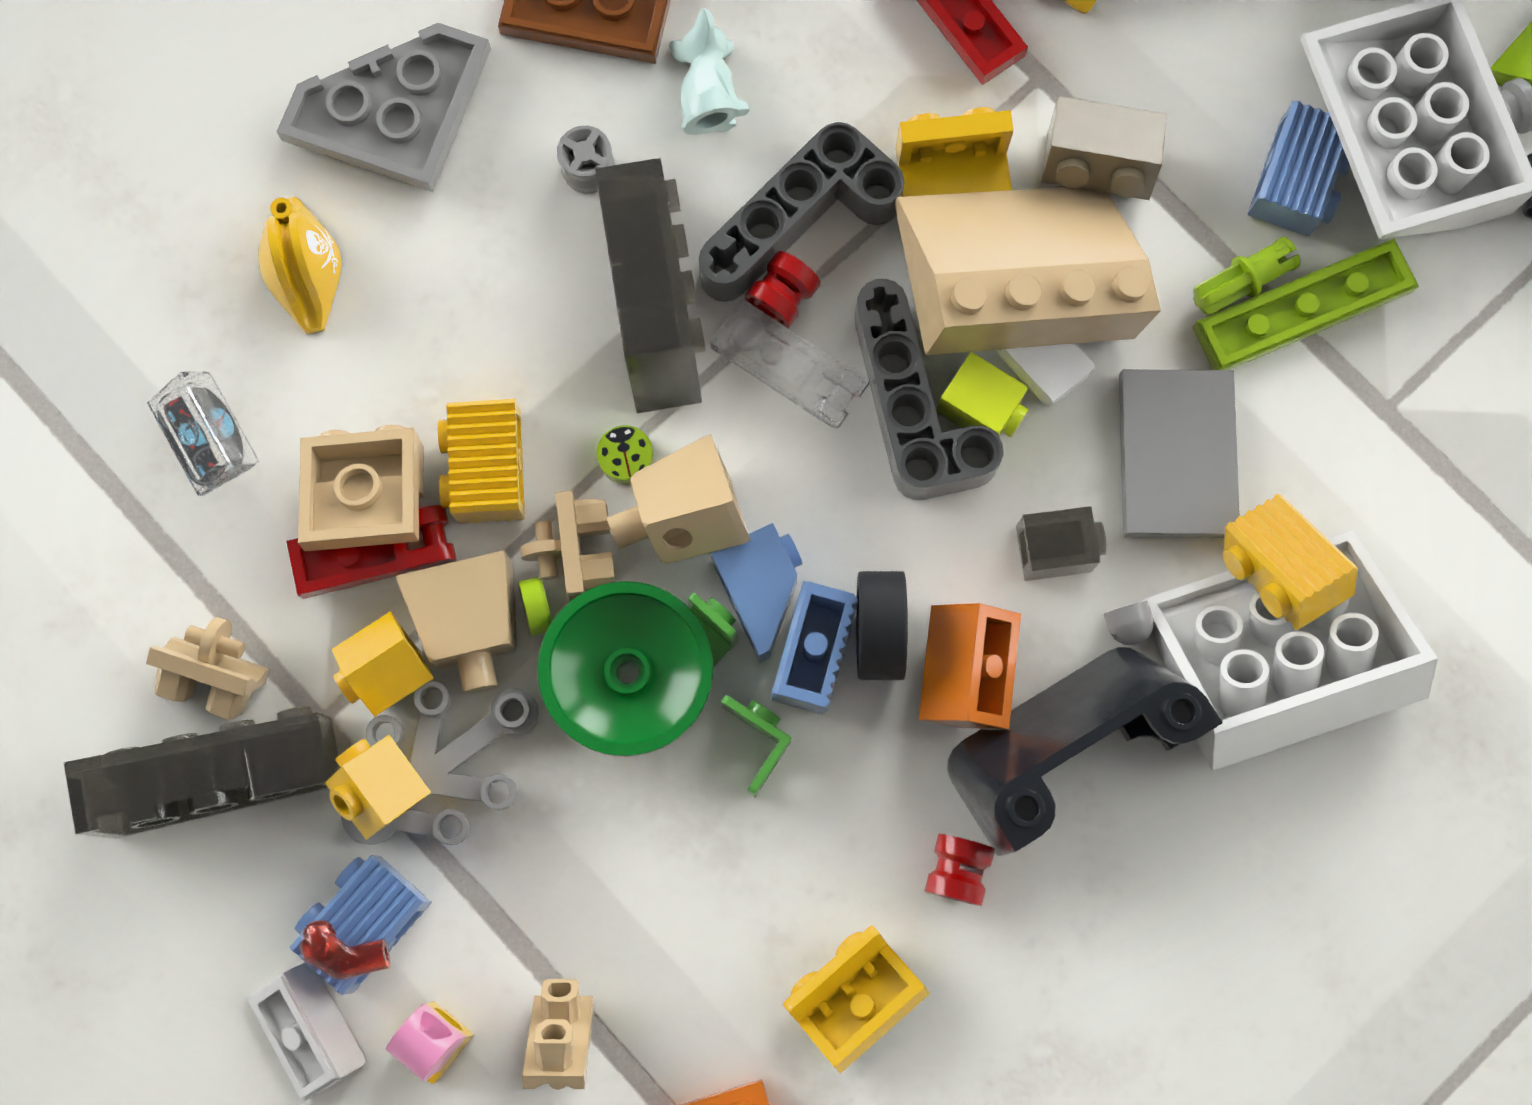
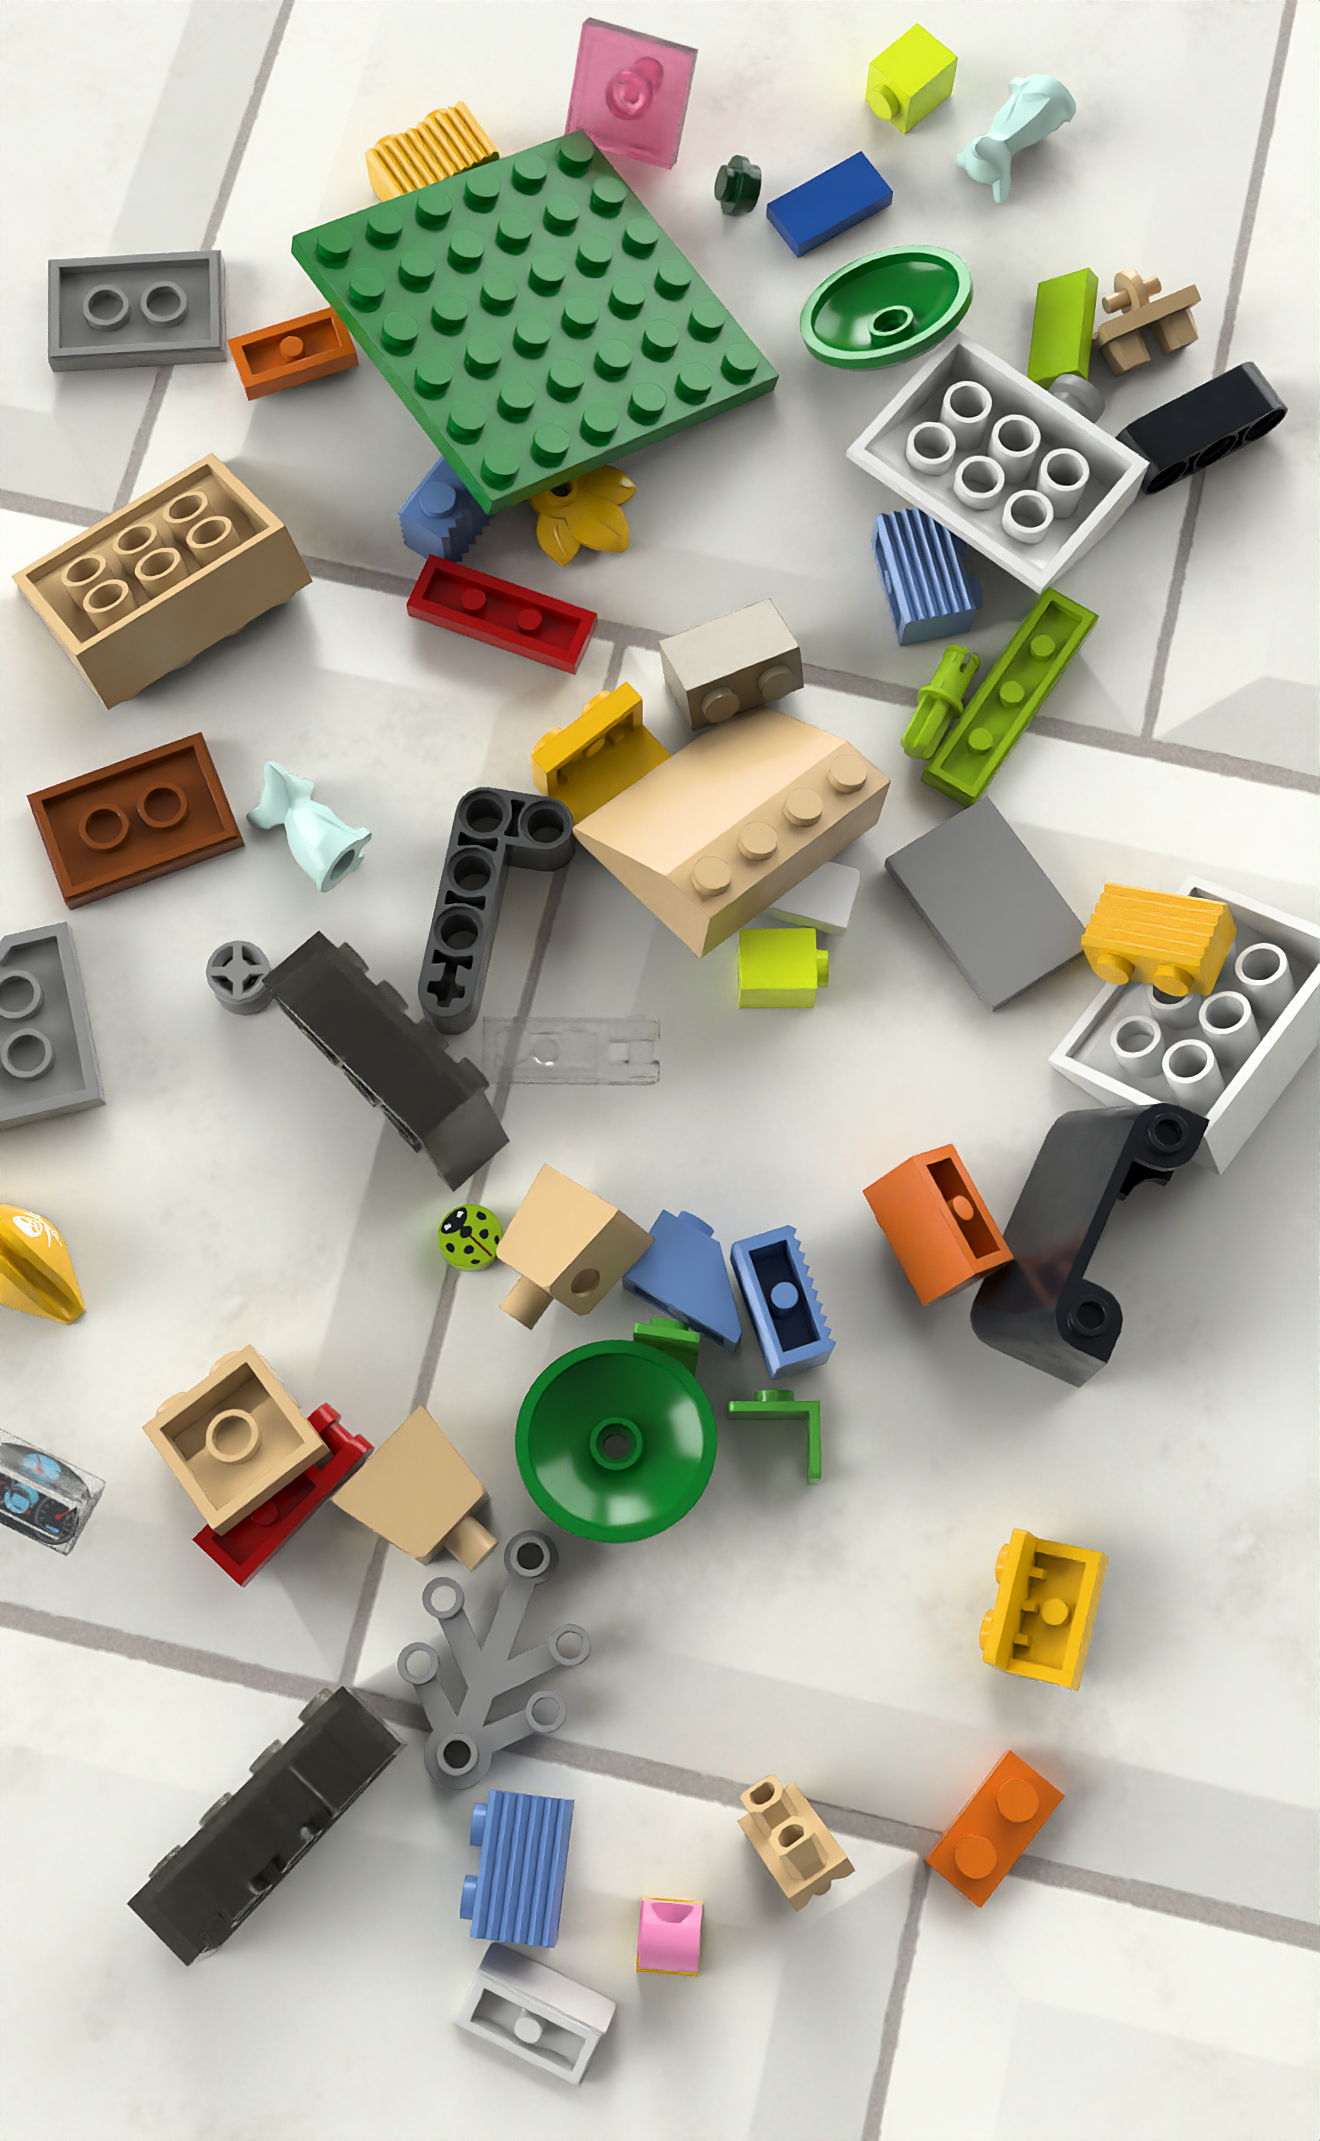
camera: 35 degrees left, 5 degrees down
(211, 659) = (167, 1729): tan hips -> none
(337, 959) = (528, 1912): clear red arm -> none
(374, 785) = (451, 1717): yellow brick -> none
(380, 665) = (371, 1598): yellow brick -> none
(483, 461) = (338, 1333): yellow brick -> none
(535, 605) = (484, 1441): lime tile -> none
(575, 520) = (467, 1332): tan hips -> none
(783, 288) = (518, 981): red wheel -> none
(881, 625) = (832, 1238): black tyre -> none
(913, 390) = (709, 999): dark grey beam -> none
(958, 883) = (1056, 1422): red wheel -> none
(1060, 543) = (939, 1056): clear smoke brick -> none
(1130, 623) = (1054, 1089): light grey hinge -> none

